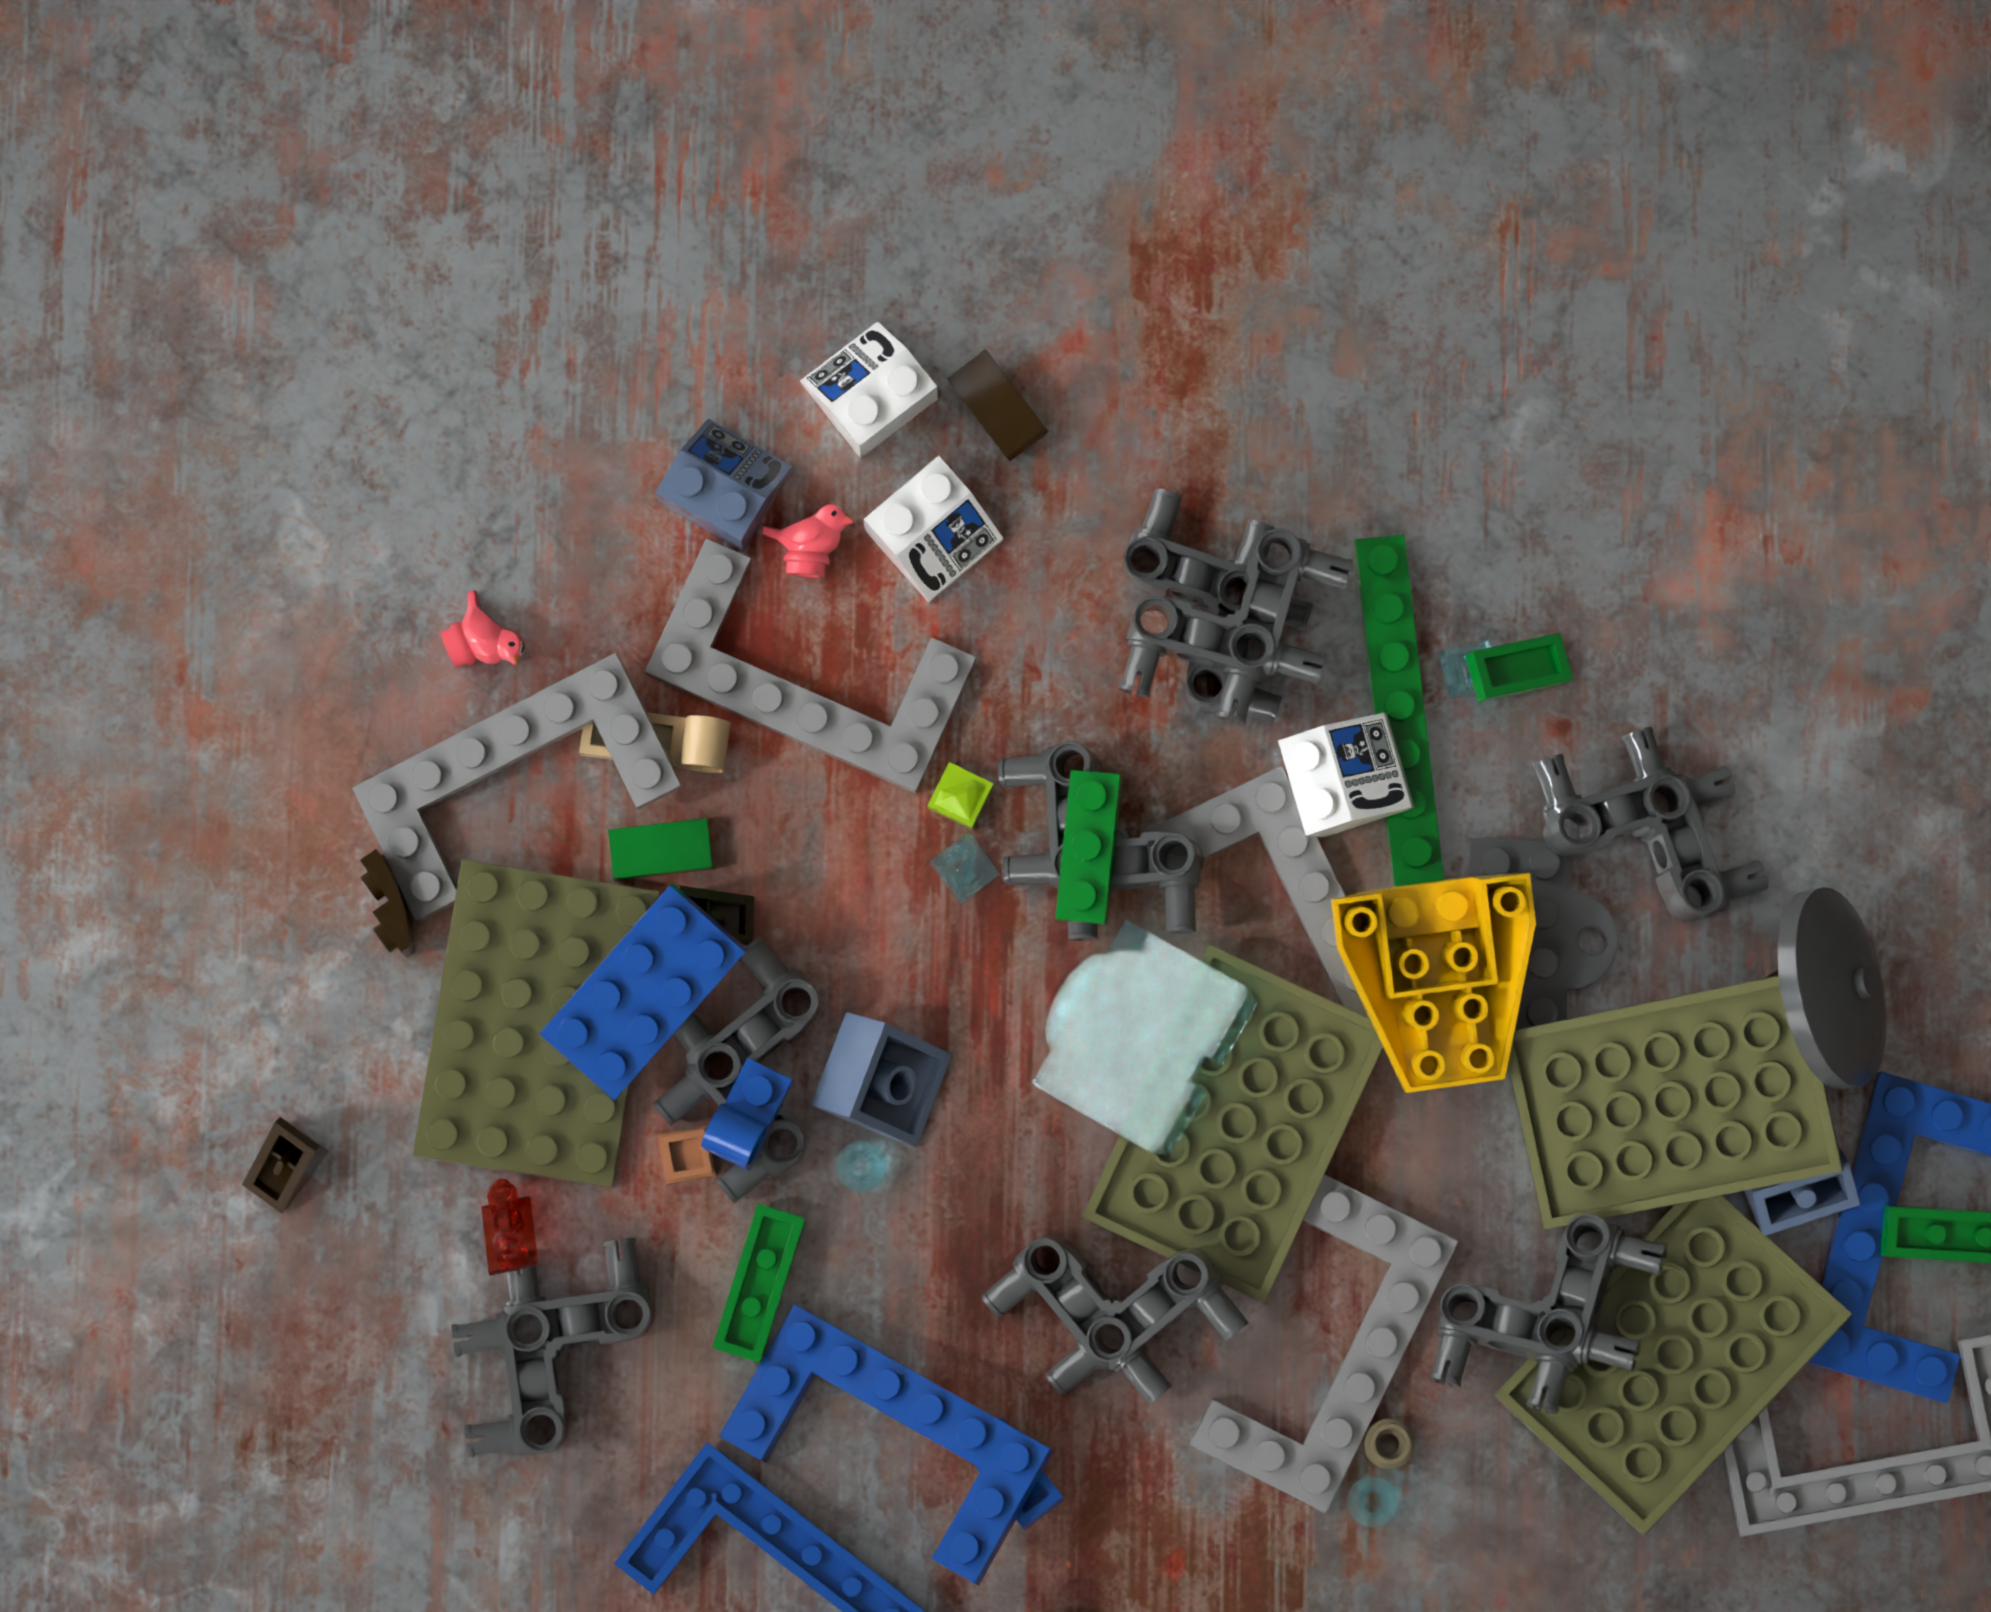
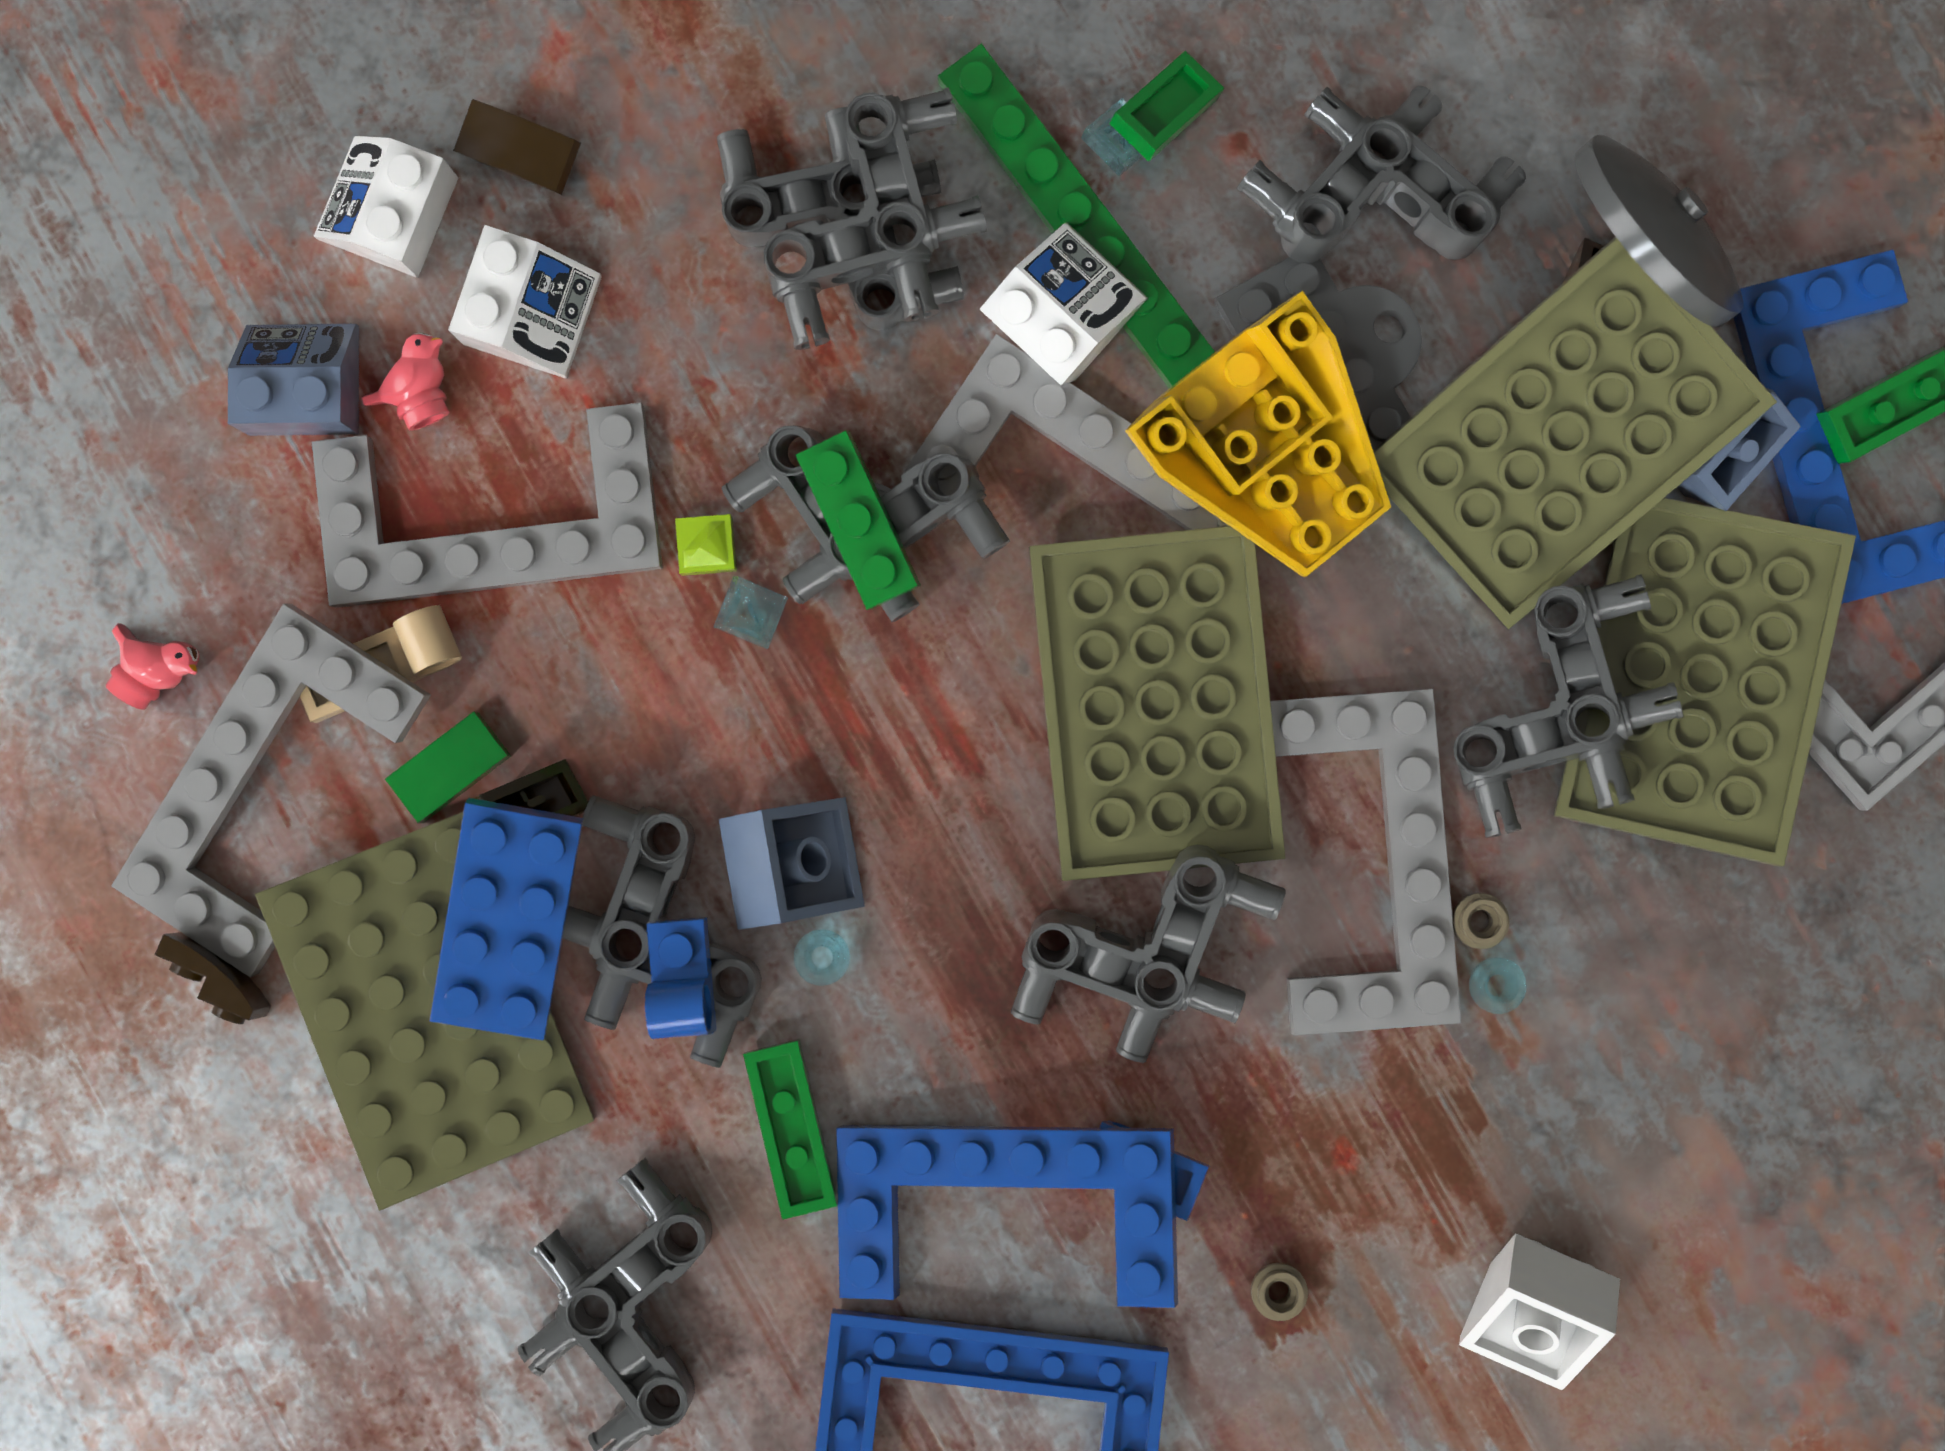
camera: 30 degrees left, 5 degrees up
(283, 1165) = (262, 1286): dark brown slope -> none
(508, 1229) = (517, 1225): clear red hinge -> none
(684, 1157) = (645, 1055): nougat tile -> none
(1134, 1034) = (1011, 676): clear light blue piece -> none

